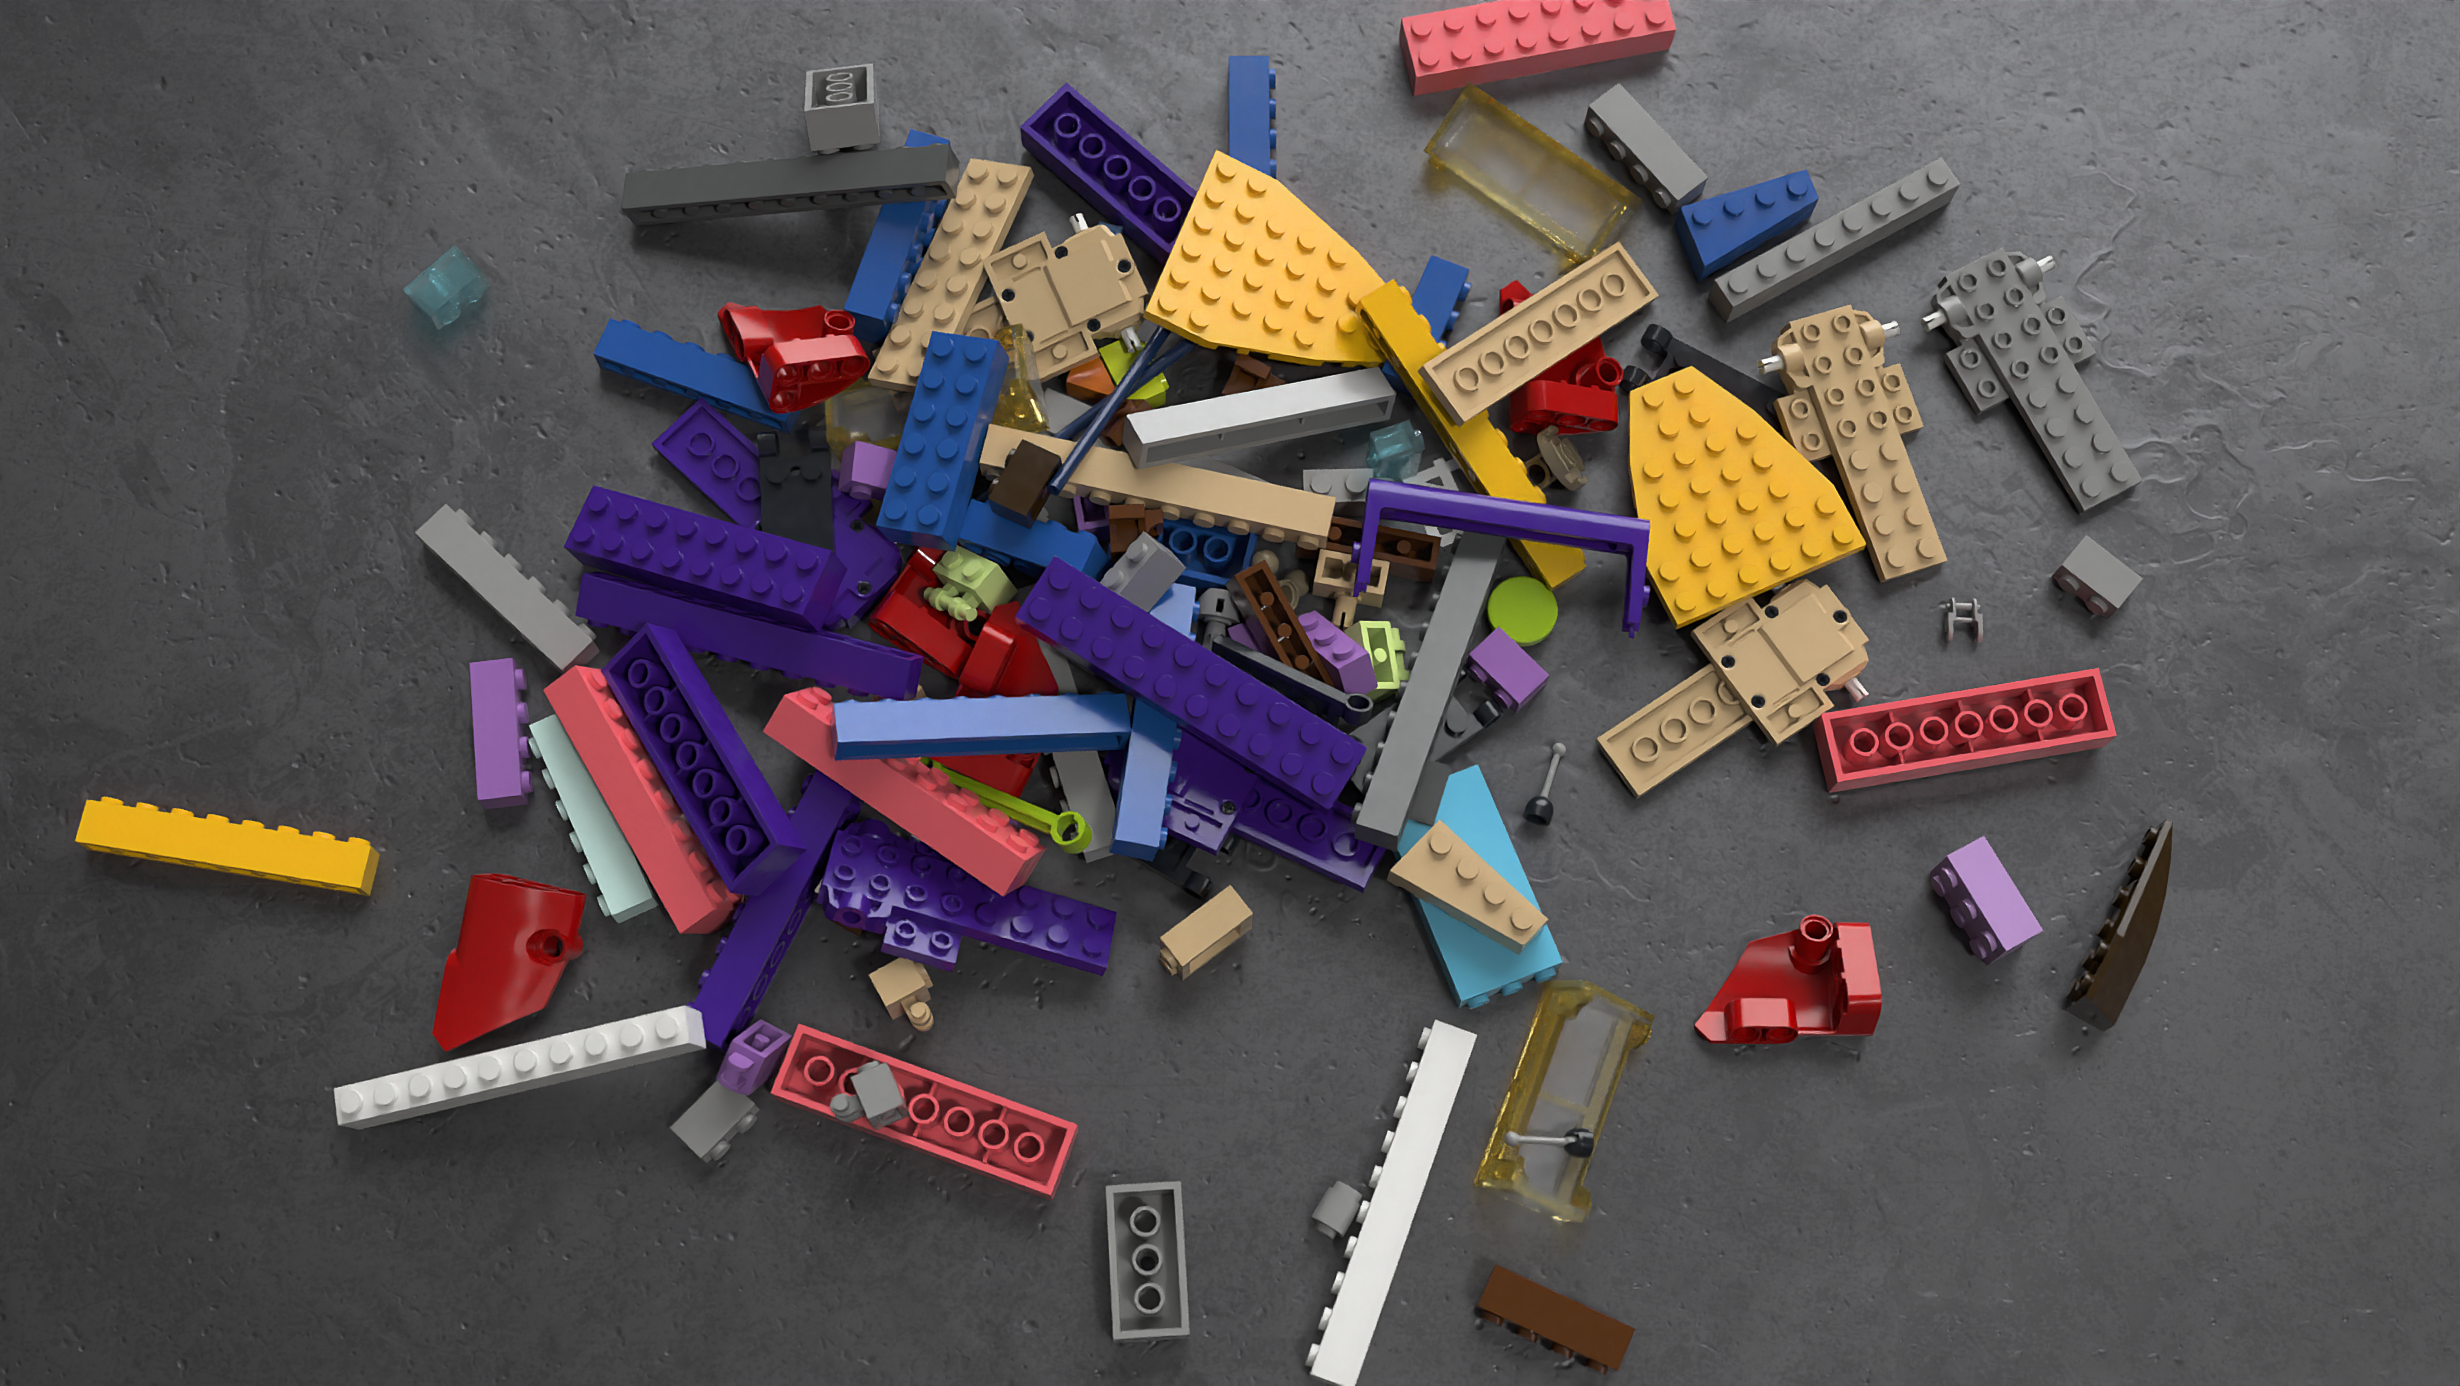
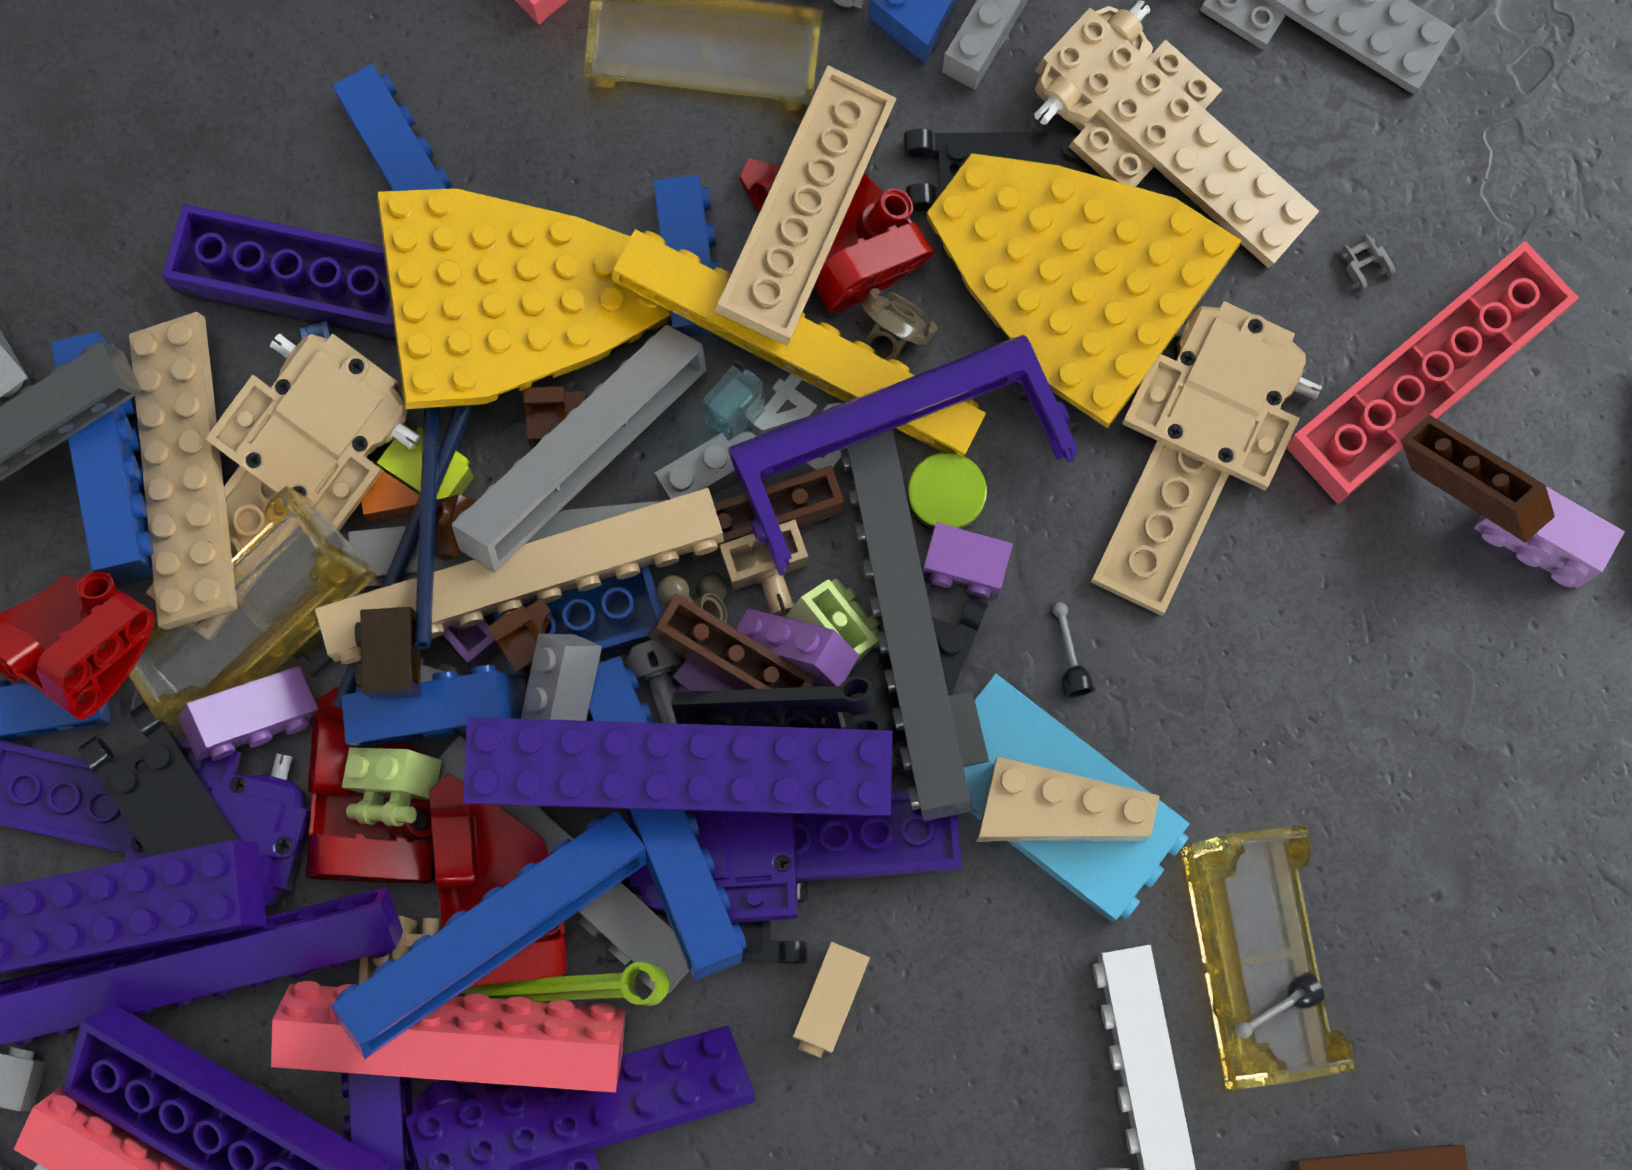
camera: 30 degrees left, 5 degrees up
(943, 441) = (277, 653): blue brick -> none
(1799, 987) = (1422, 714): red panel -> none
(1945, 821) = (1478, 478): none -> reddish brown brick
(2096, 578) = (1467, 150): light grey brick -> none

